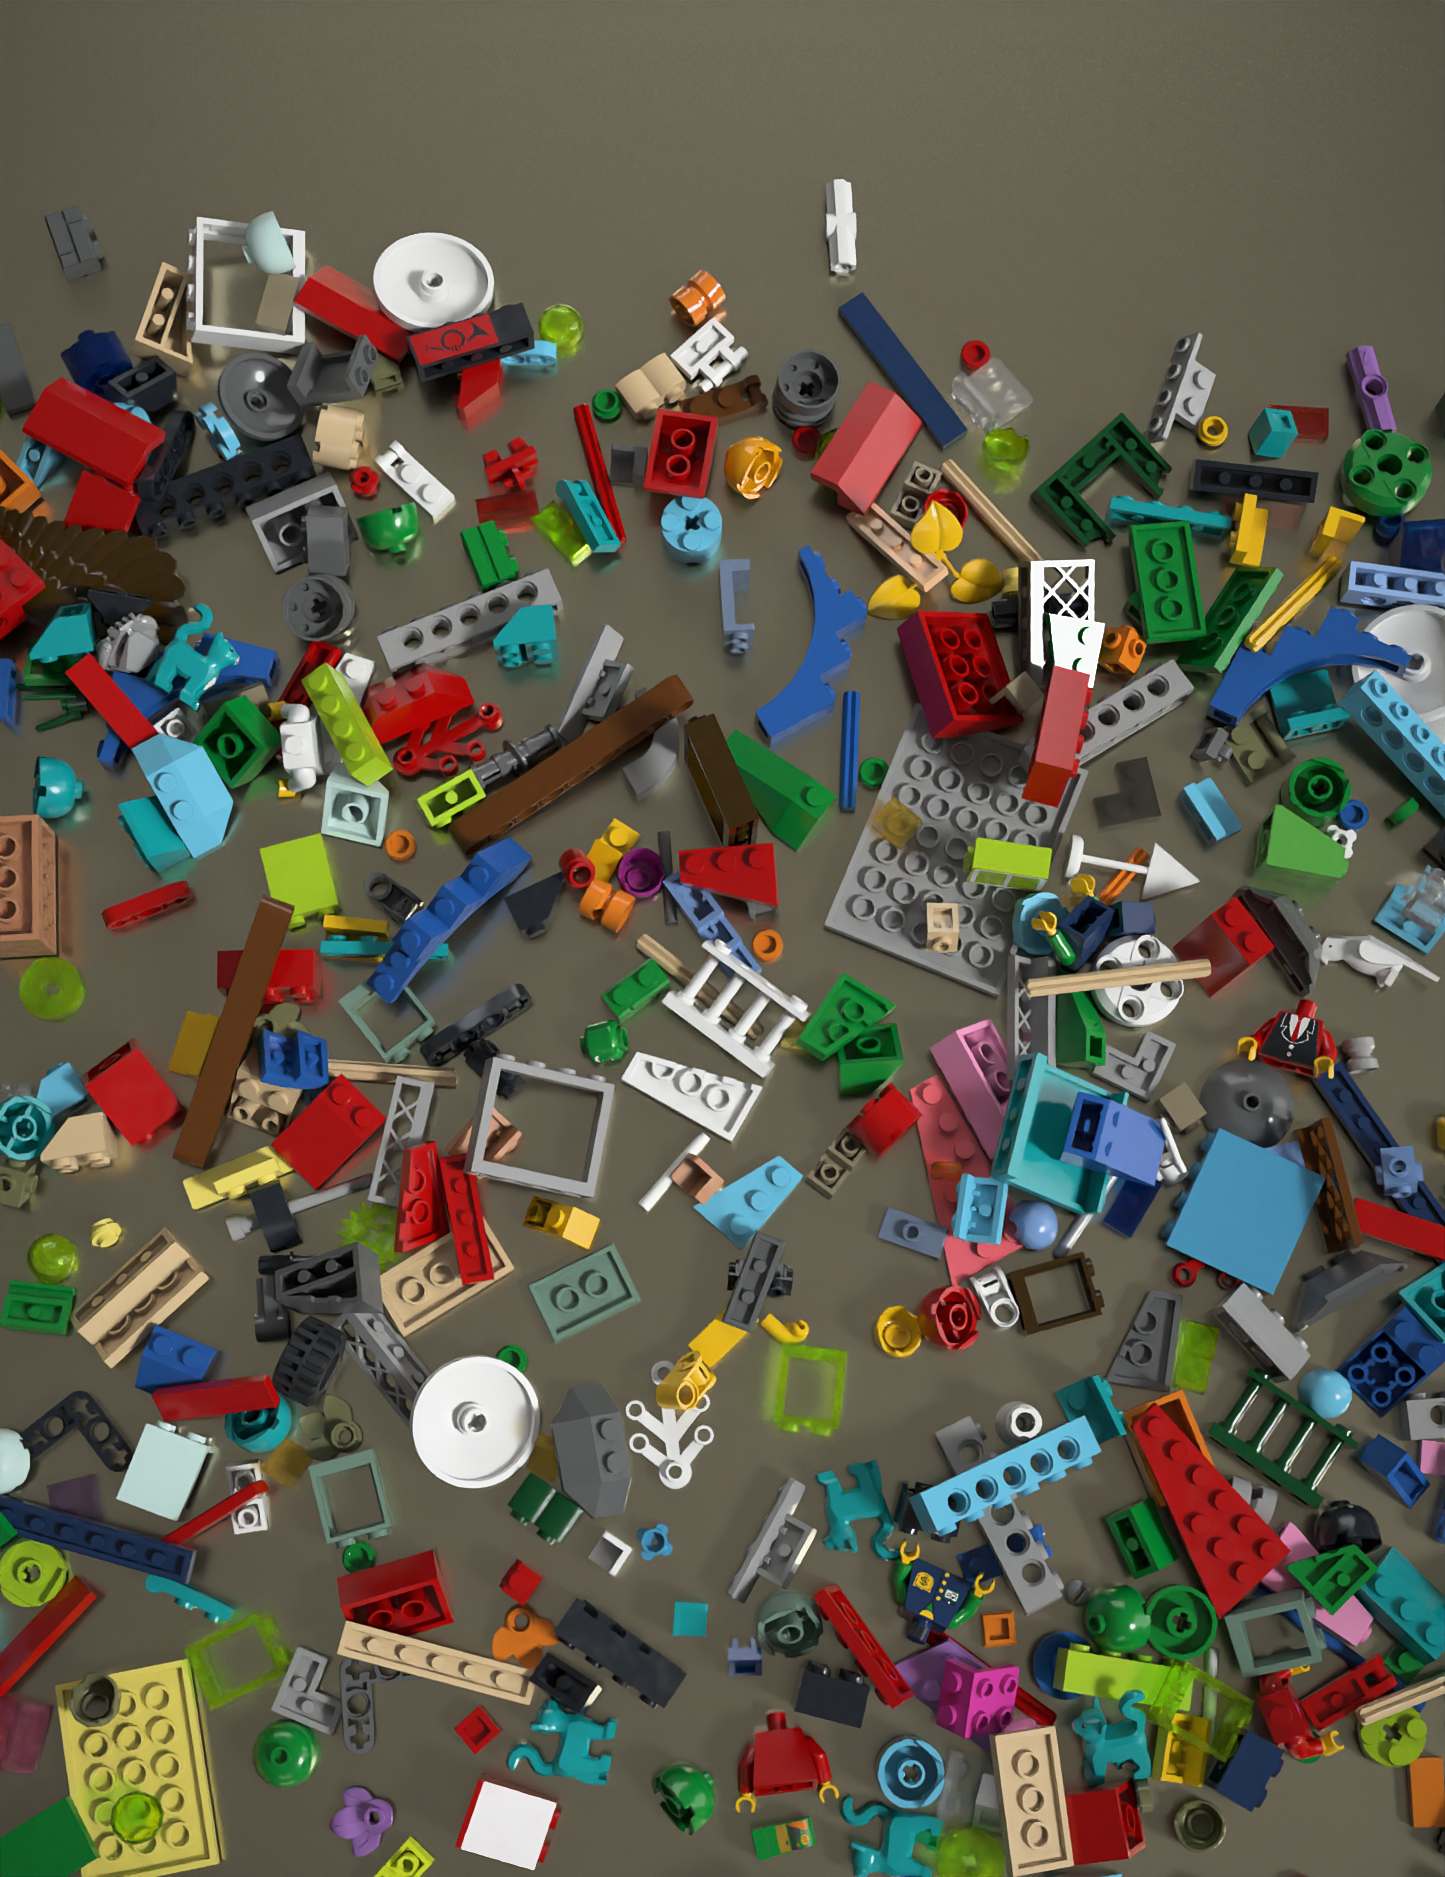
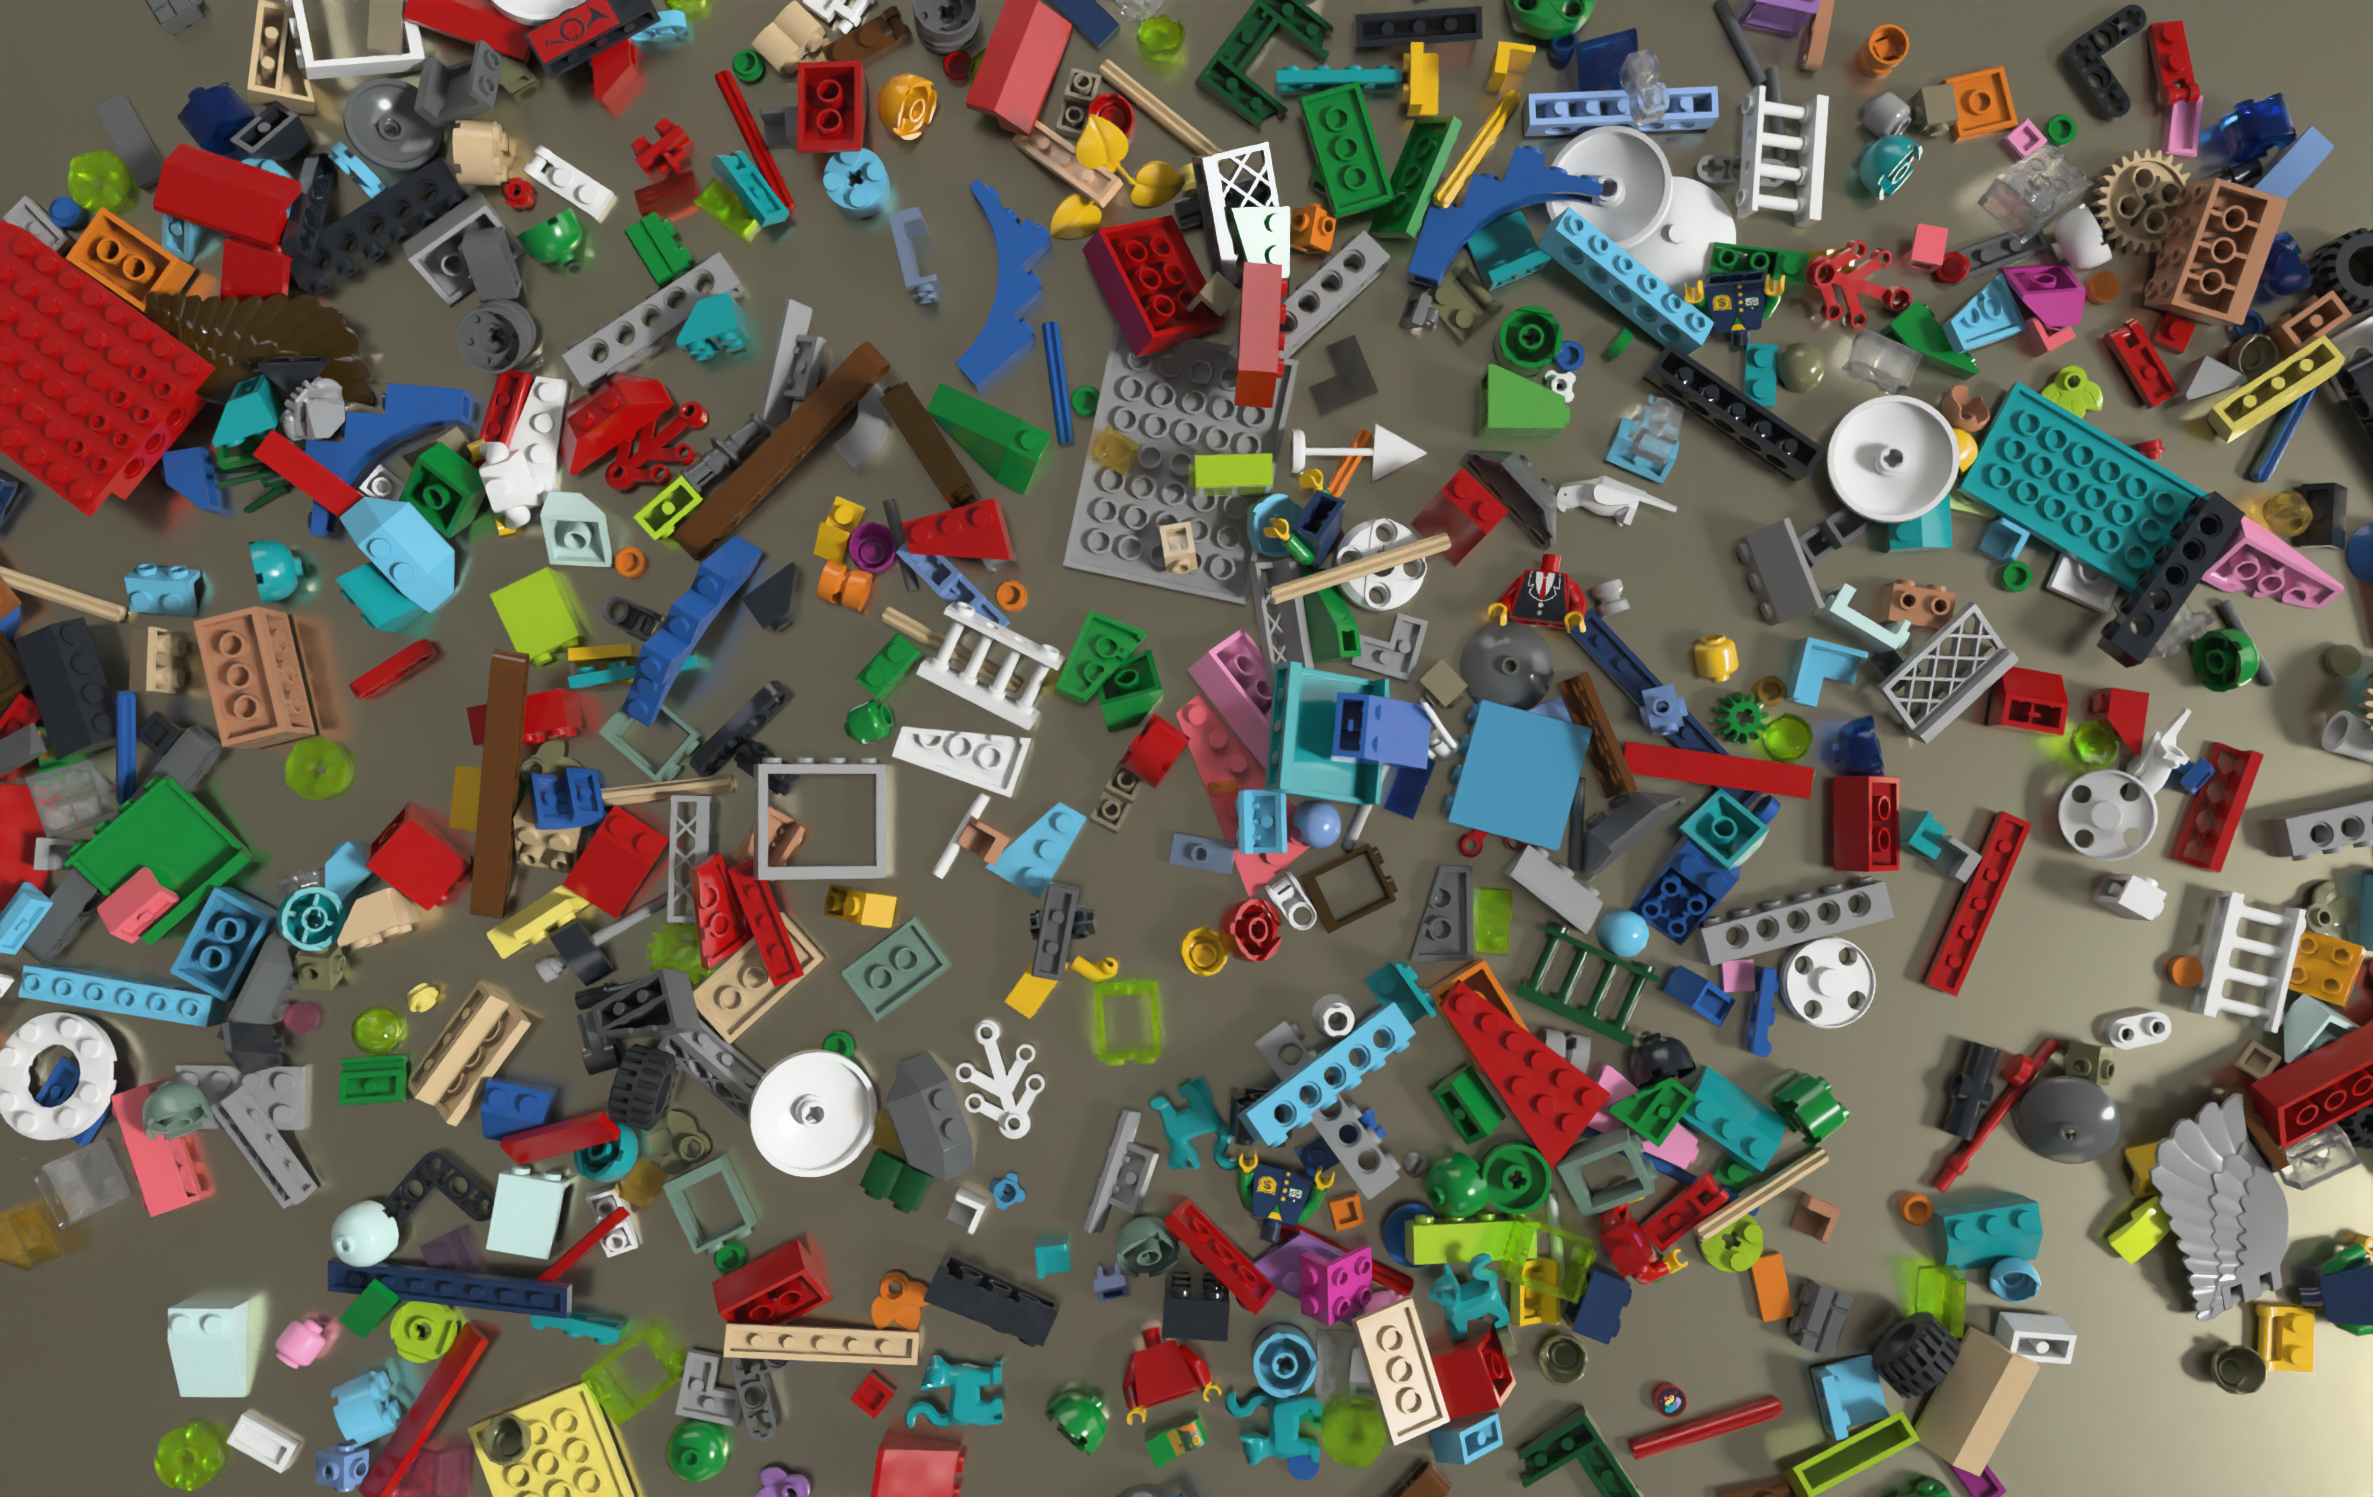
camera: 10 degrees left, 10 degrees up
(190, 665) = (371, 418): teal animal -> none
(346, 724) = (548, 453): lime brick -> none
(520, 1582) = (887, 1253): red brick -> none
(565, 1684) = (945, 1341): black slope -> none
(577, 867) = (807, 555): red brick -> none
(685, 1383) = (1007, 1039): yellow piece -> none
(1131, 919) = (1364, 505): dark blue brick -> none
(1210, 811) = (1426, 378): medium azure panel -> none
(1294, 1276) = (1577, 826): none -> dark grey bar

